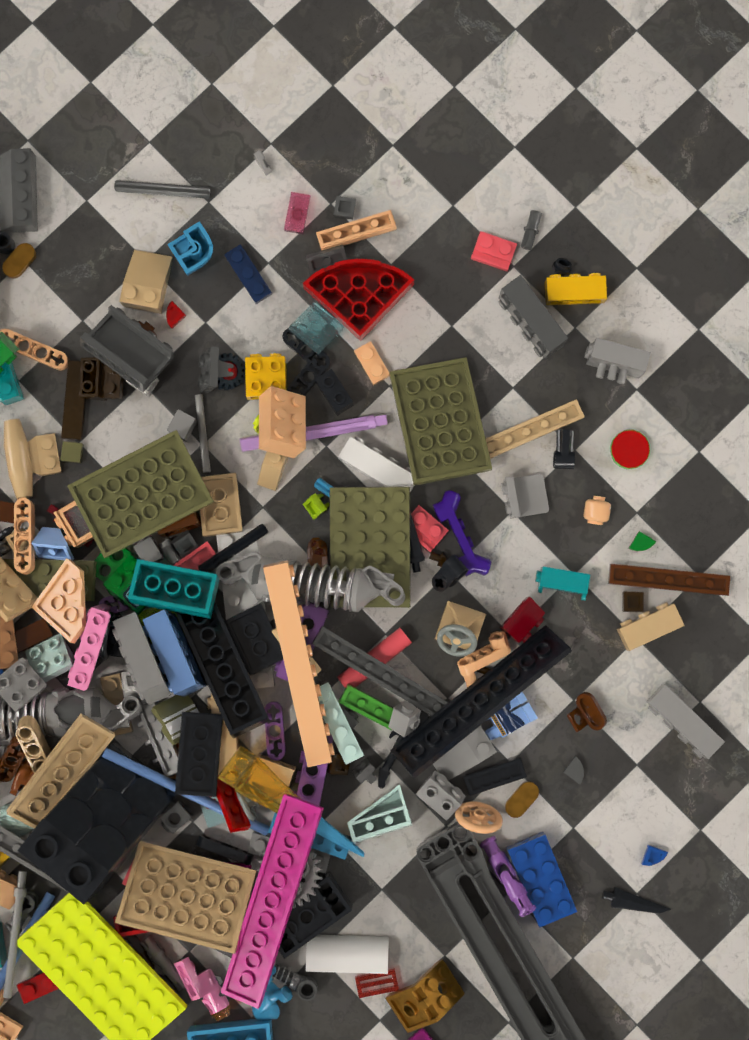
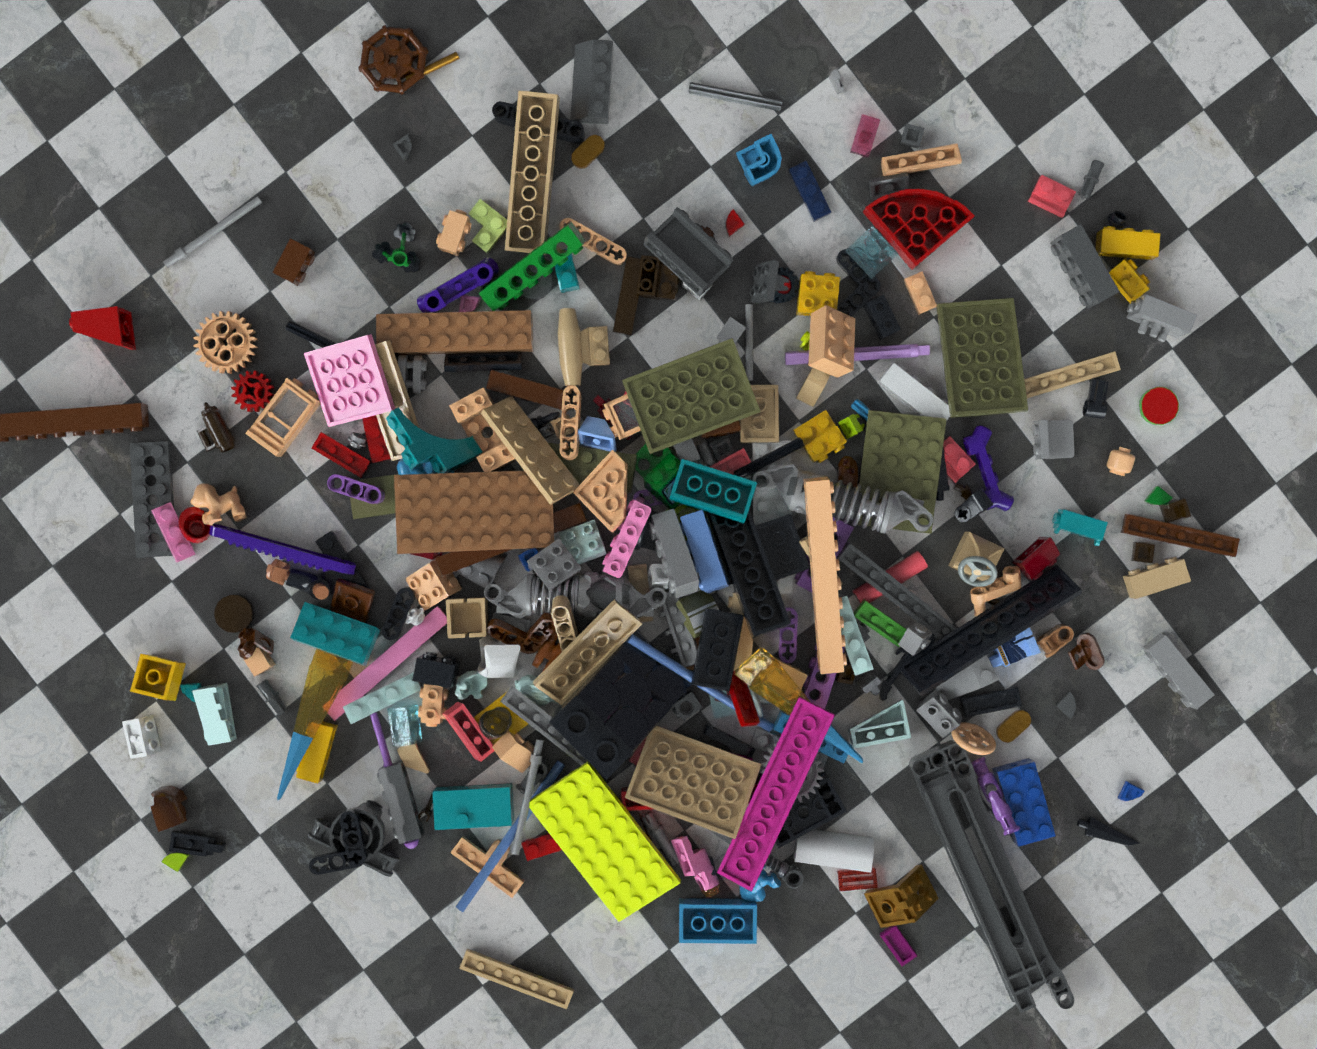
camera: 10 degrees right, 5 degrees up
(71, 452) = (621, 346): olive tile -> none
(146, 281) = (710, 187): tan slope -> none
(285, 521) = (820, 437): none -> yellow plate
(551, 703) = (1053, 639): none -> medium nougat piece
(581, 325) = (1128, 280): none -> yellow bracket
(659, 554) = (1175, 510): none -> dark brown panel

